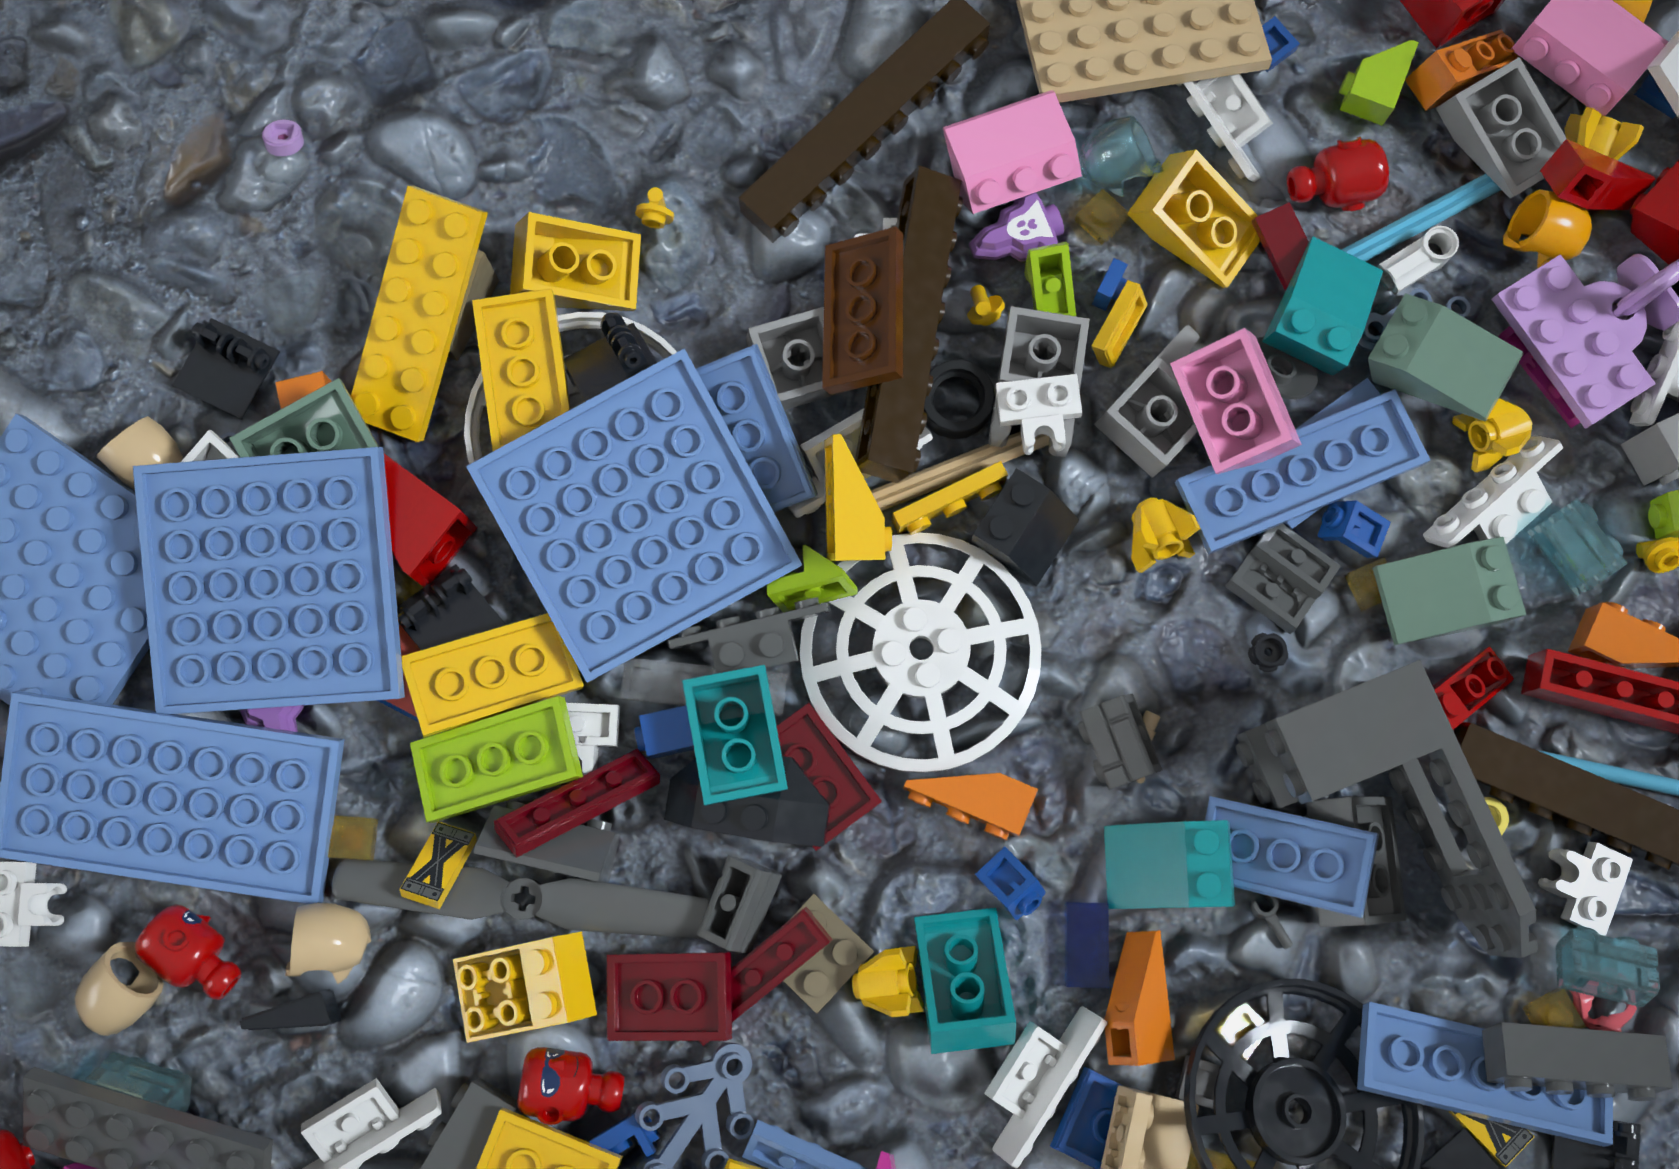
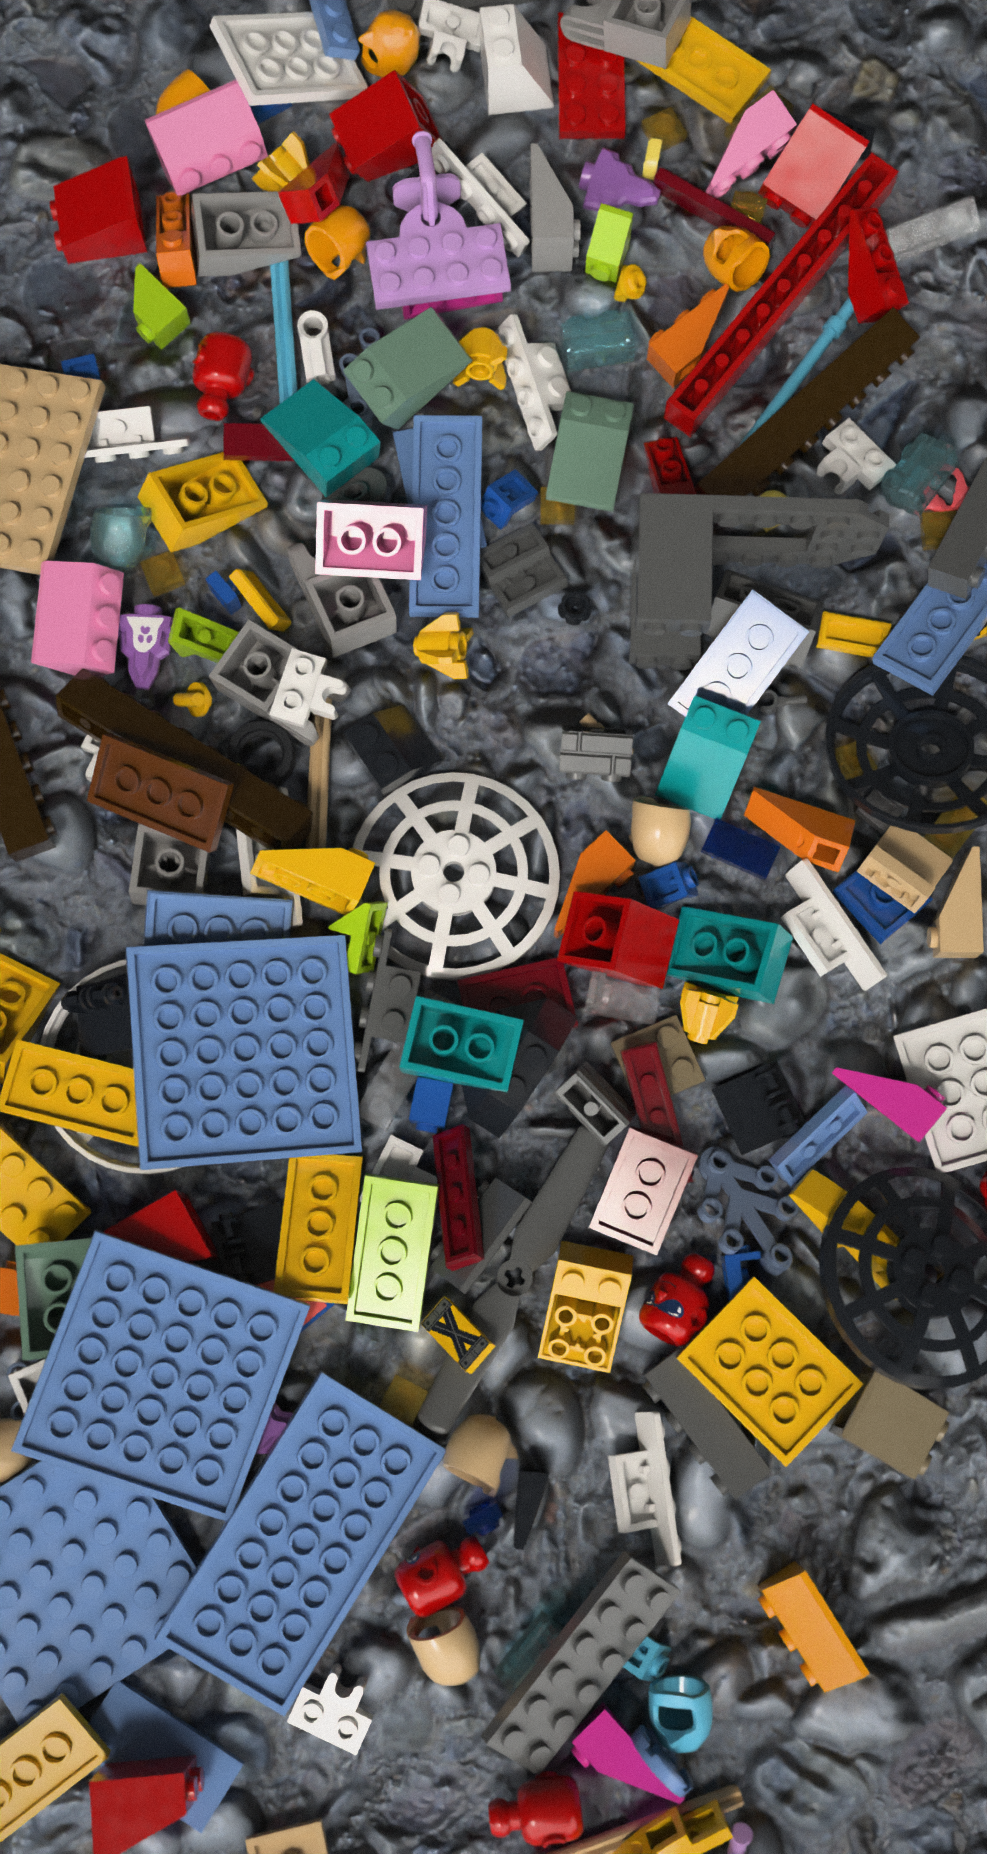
camera: 65 degrees left, 0 degrees up
(258, 972) = (483, 1517): none -> clear blue plate
(812, 1085) = (759, 1107): none -> black hinge
(864, 886) = (621, 1000): none -> clear bracket
(923, 854) = (618, 938): none -> red slope
(950, 499) = (343, 795): yellow plate -> none
(1064, 846) = (658, 831): none -> tan piece
(1385, 967) = (851, 634): none -> yellow tile

